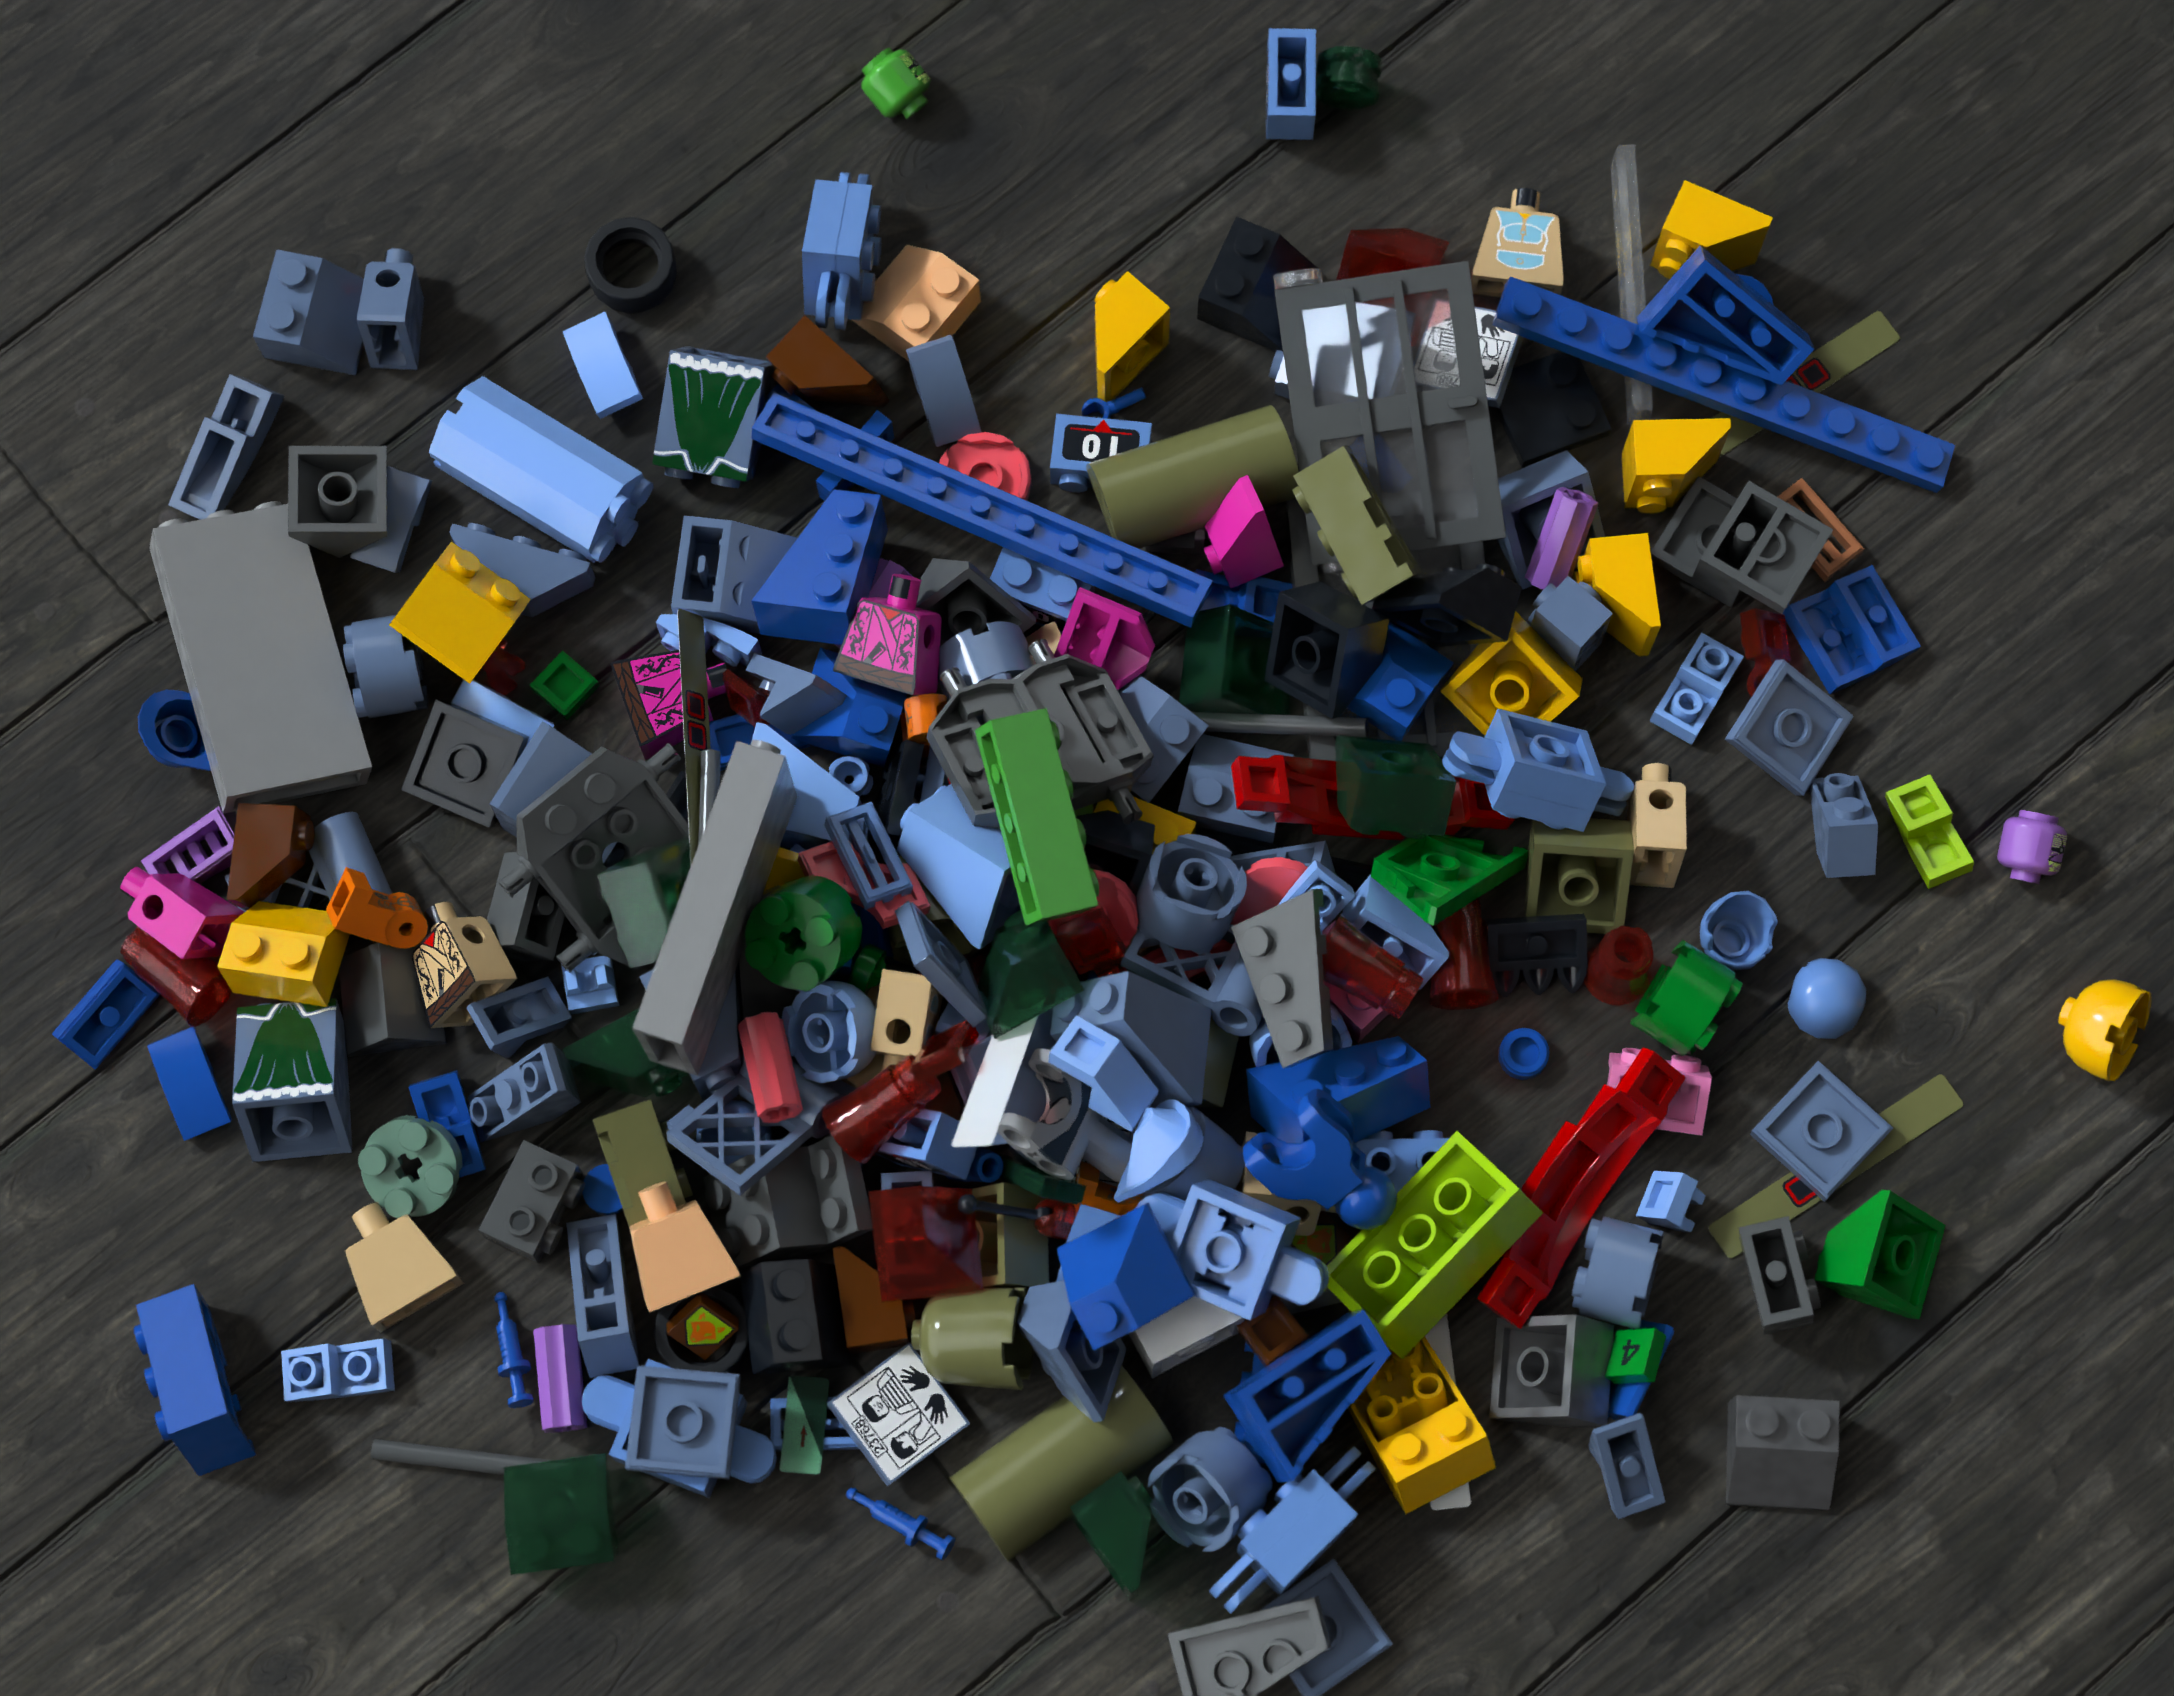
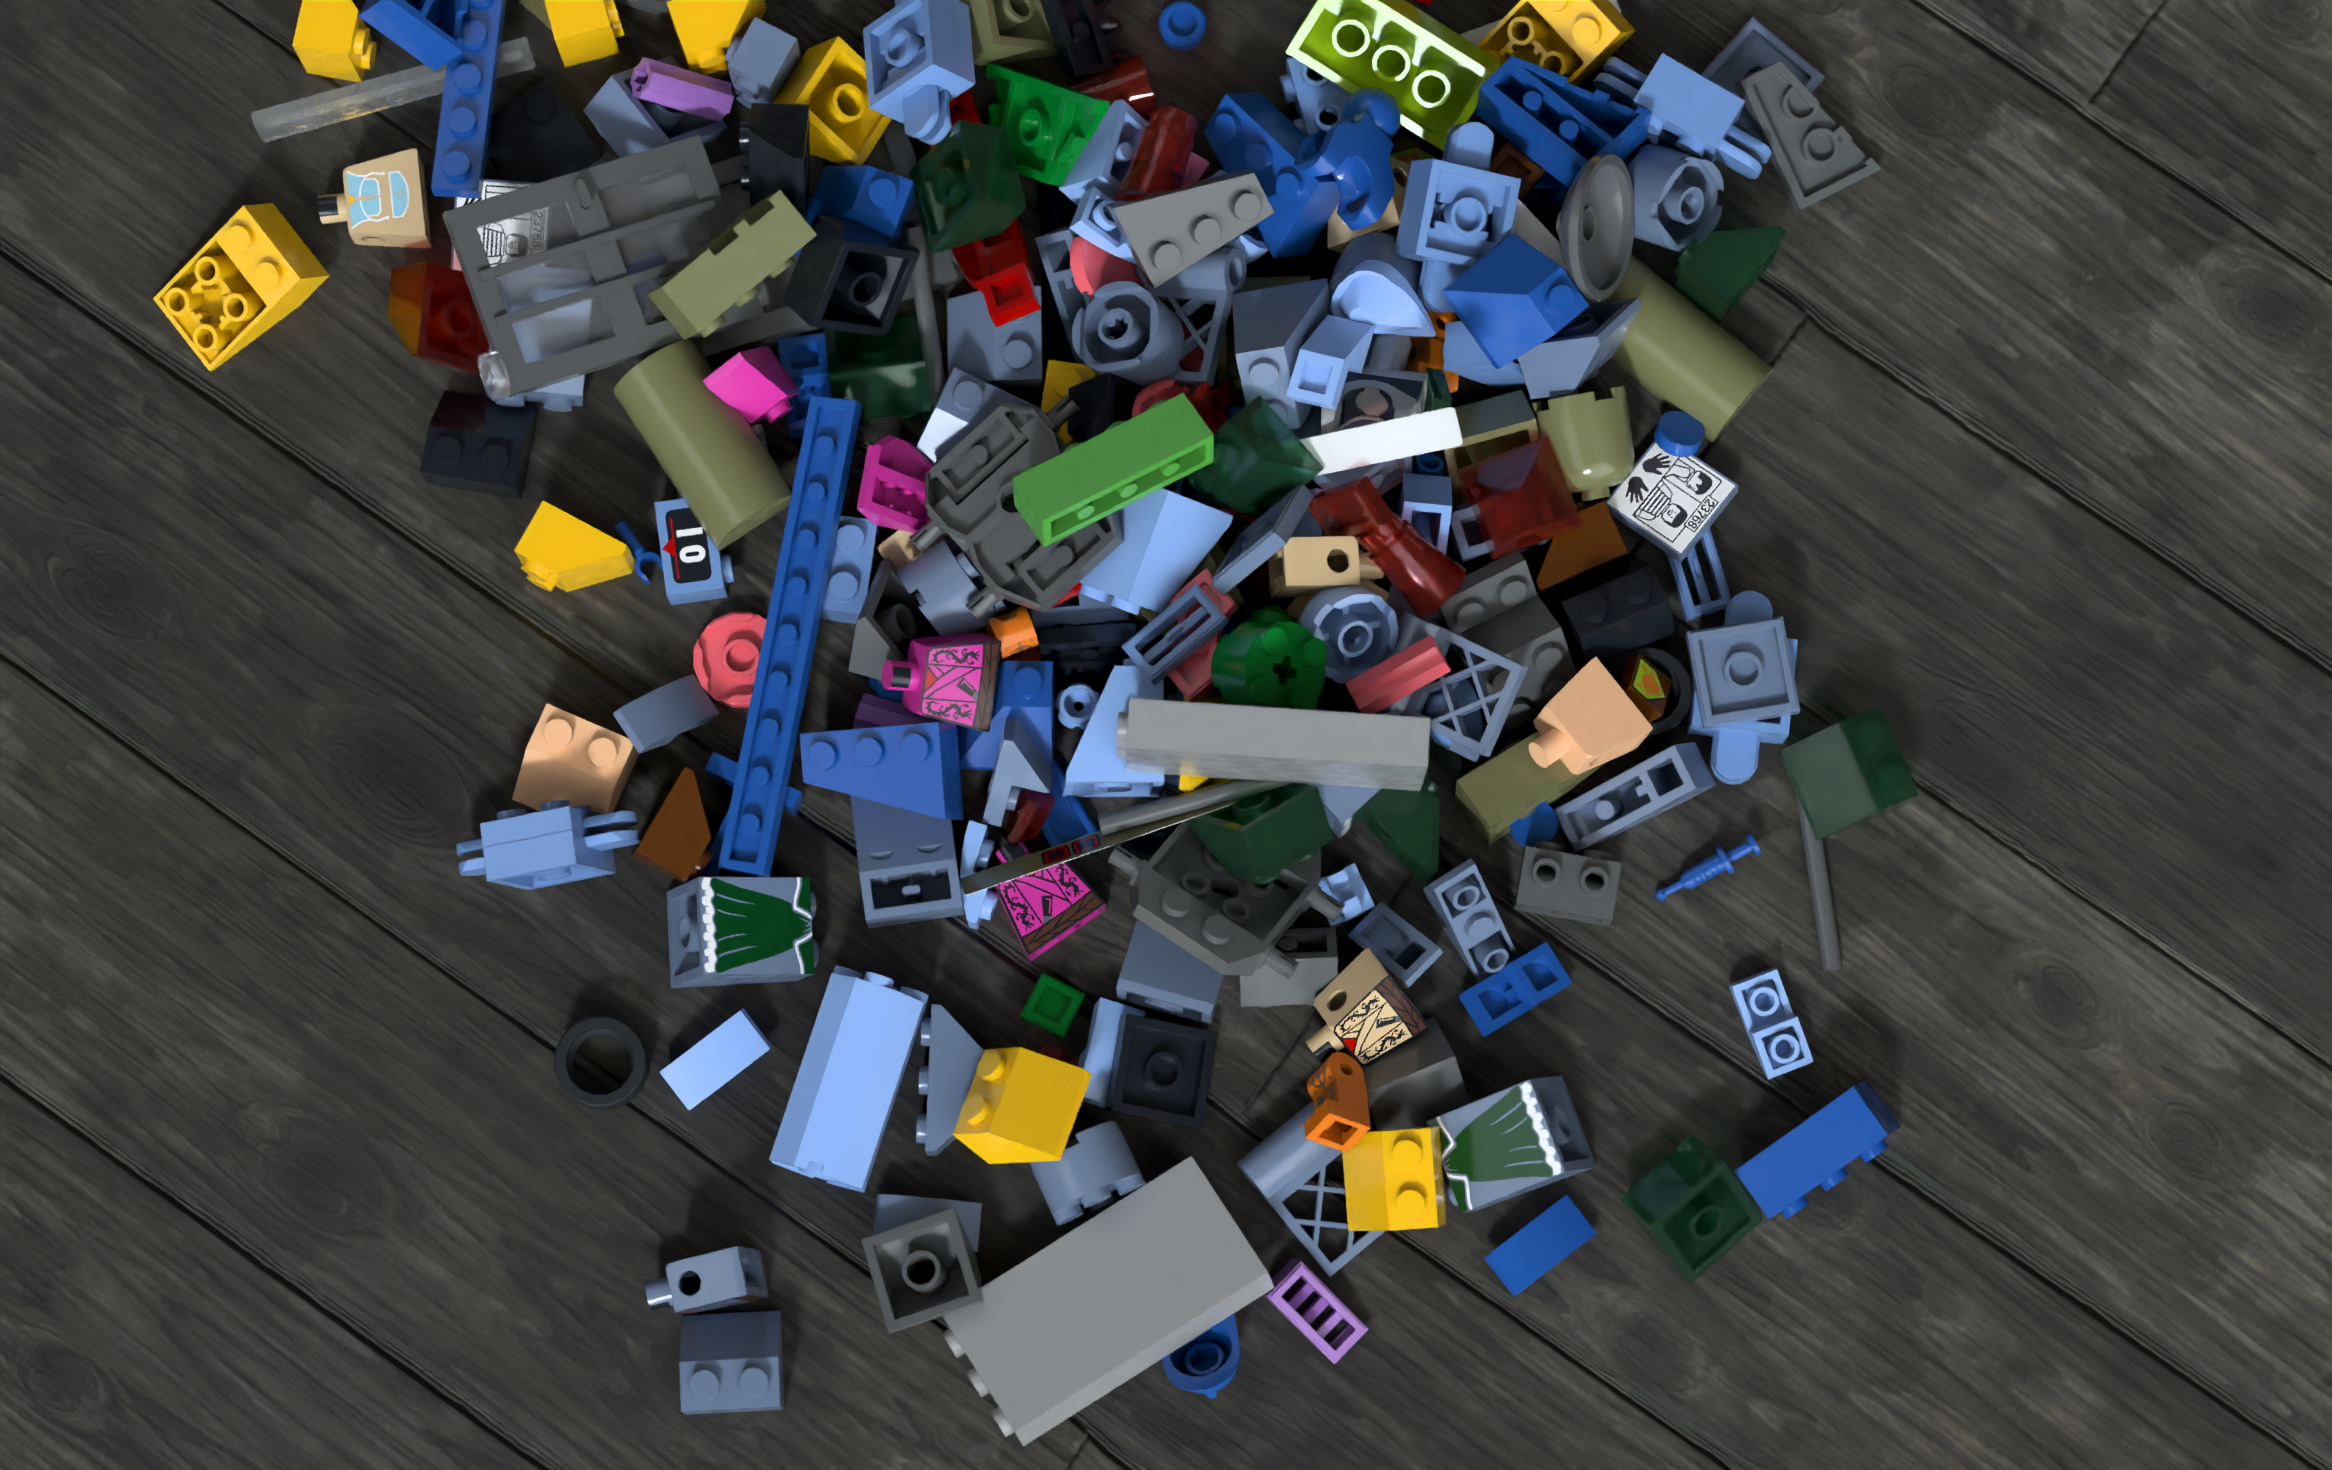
camera: 105 degrees left, 5 degrees up
(106, 1014) = (1492, 1352): blue slope -> none
(177, 1234) = (1691, 1208): none -> clear green slope
(179, 913) = (1384, 1296): dark pink torso -> none
(189, 985) = (1437, 1288): clear red plant -> none
(225, 447) = (895, 1410): sand blue slope -> none
(266, 850) = (1298, 1231): reddish brown slope -> none
(396, 1267) = (1662, 993): tan torso -> none
(402, 1193) = (1591, 1007): sand green plate -> none
(559, 1378) = (1723, 813): medium lavender axle -> none
(804, 1425) = (1706, 578): clear green sticker -> none
(895, 83) = (344, 851): bright green head -> none
(903, 1523) = (1766, 469): blue piece -> none
(961, 1439) = (1679, 434): none -> blue tile
(1050, 1216) = (1463, 404): hinge -> none
(1177, 1387) = (1598, 226): none -> dark grey dish
(1291, 84) = (258, 458): medium blue brick -> none
(1348, 79) = (237, 406): clear green wheel -> none
(1471, 111) = (240, 284): none -> yellow slope

